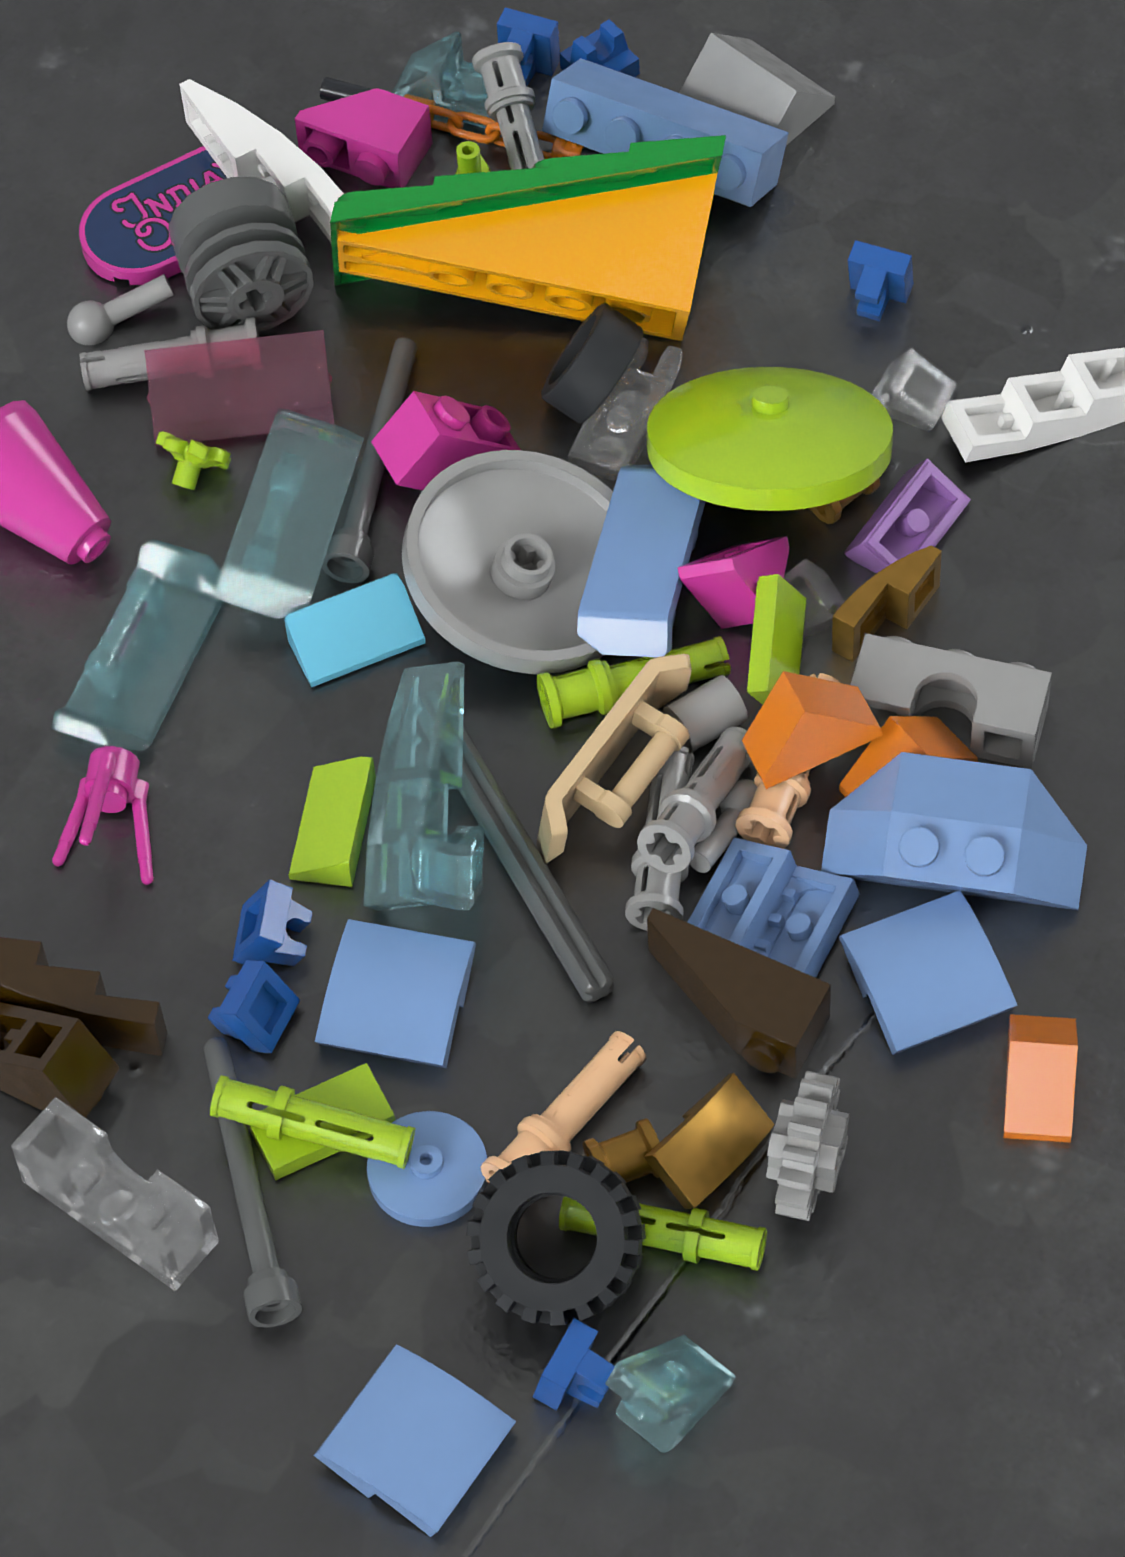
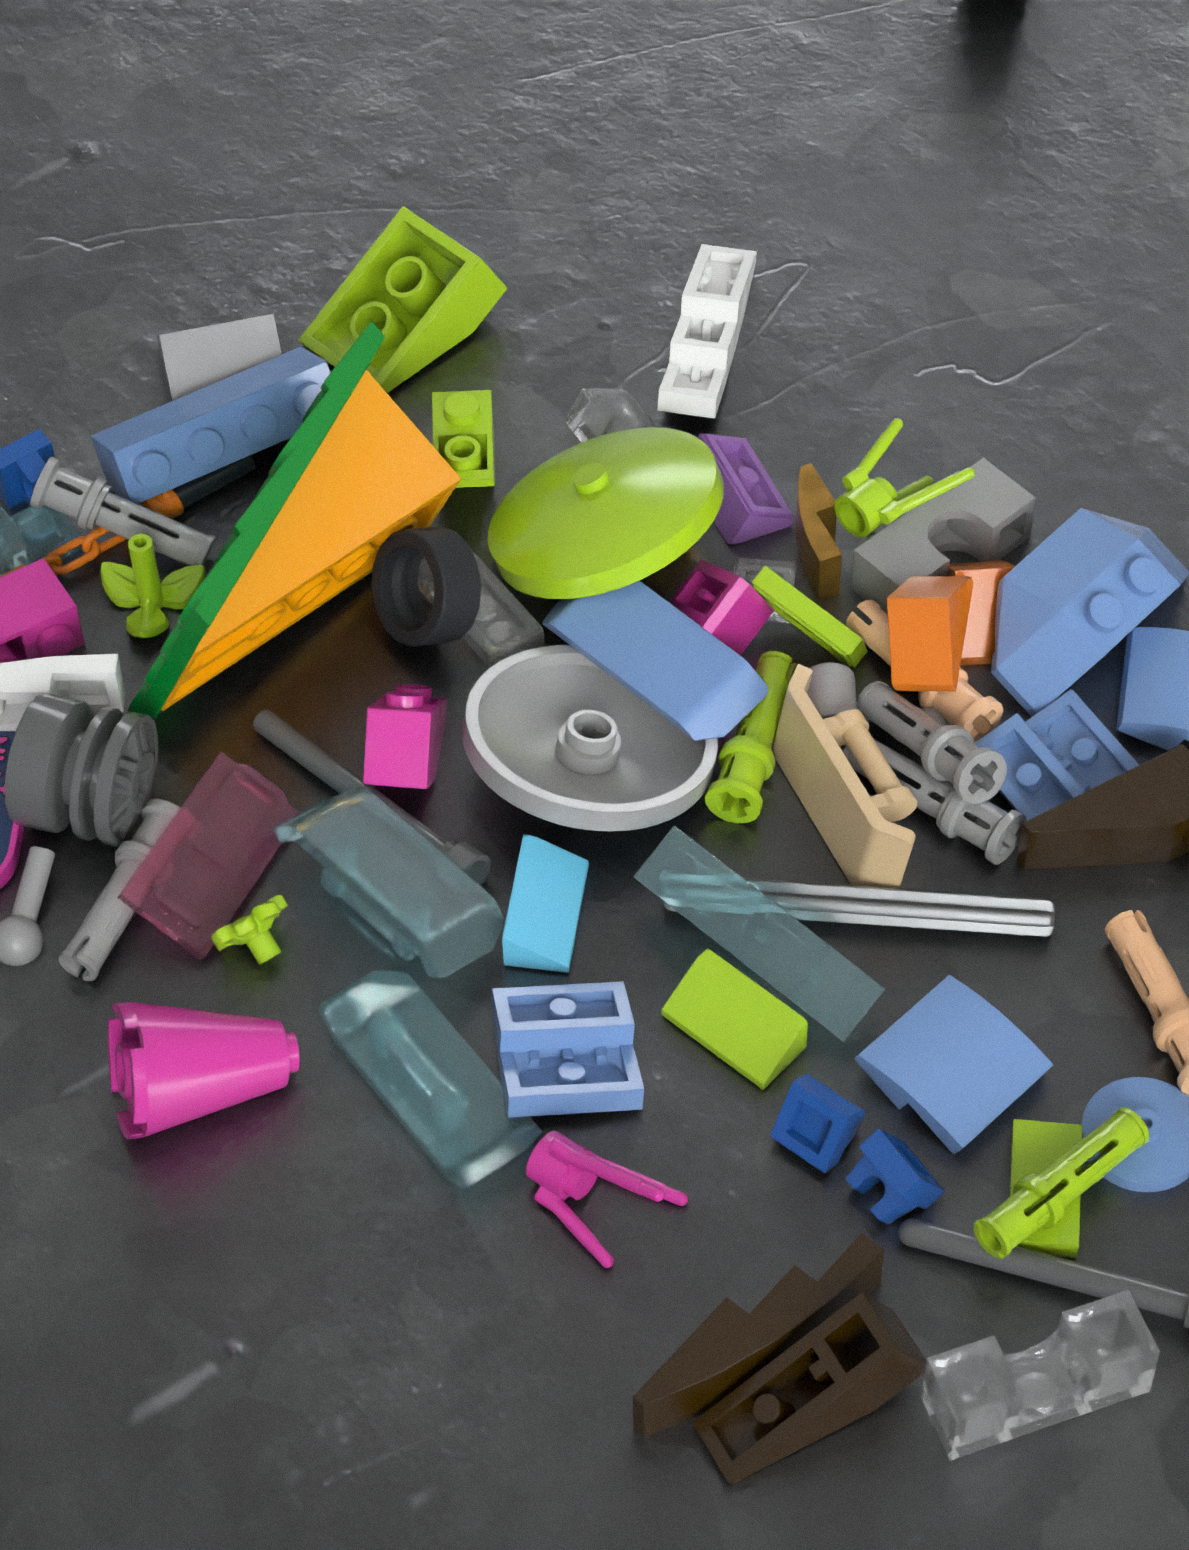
camera: 60 degrees left, 5 degrees down
(225, 722) = (566, 1049): none -> medium blue slope
(442, 867) = (885, 939): clear light blue slope -> none
(604, 47) = (74, 431): blue tile -> none
(774, 304) = (465, 434): none -> lime slope
(877, 277) = (490, 368): blue tile -> none
(910, 176) = (416, 291): none -> lime slope
(926, 620) = (875, 501): none -> lime plant

